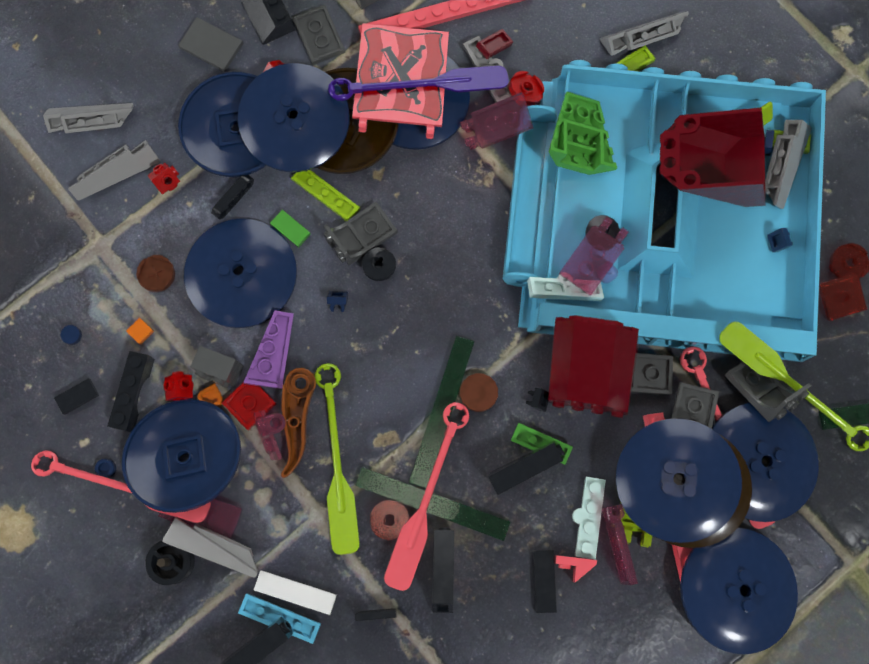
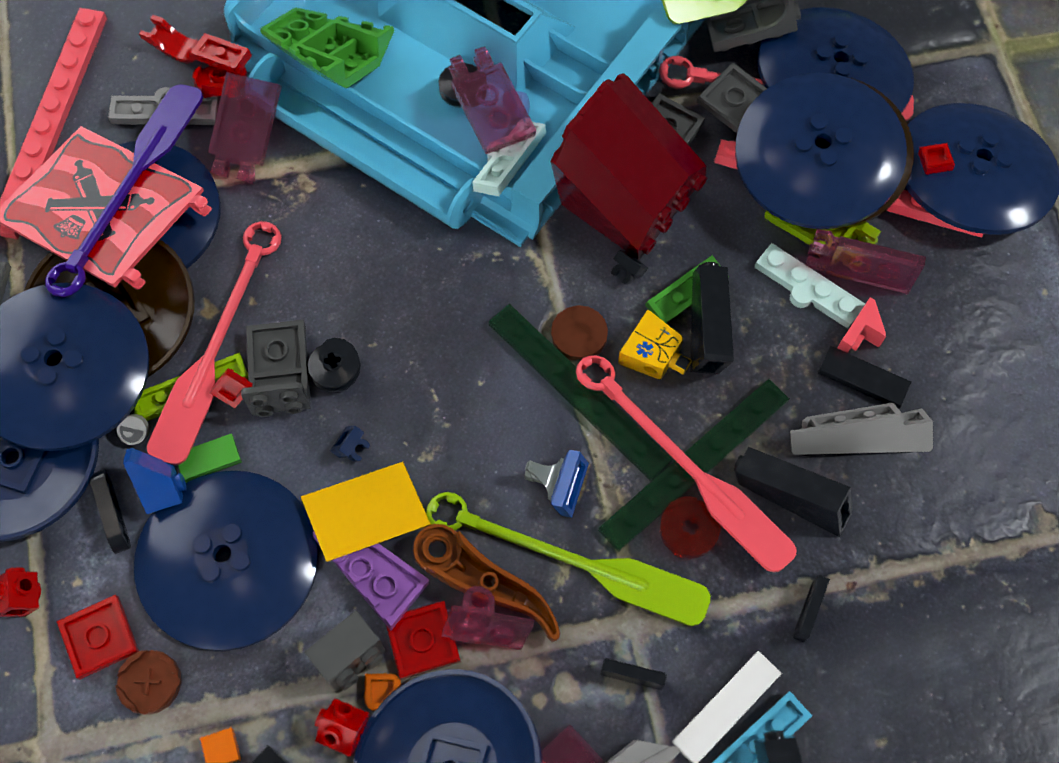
camera: 65 degrees left, 10 degrees down
(165, 233) = (97, 637): none -> red tile
(258, 208) = (154, 480): none -> blue slope
(284, 179) = (133, 429): none -> light grey tile
(286, 530) = (633, 674): none -> black tile
(303, 331) = (364, 511): none -> yellow sticker
(324, 197) = (191, 394): none -> coral piece
(332, 216) = (229, 388): none -> red tile
(377, 431) = (561, 480): none -> blue piece
(491, 442) = (654, 348): none -> yellow torso
(494, 44) = (135, 84): dark red tile -> none
(507, 596) = (864, 431): none -> light grey wedge
(538, 62) = (208, 49): none -> red piece
(721, 559) = (936, 158): none -> red tile

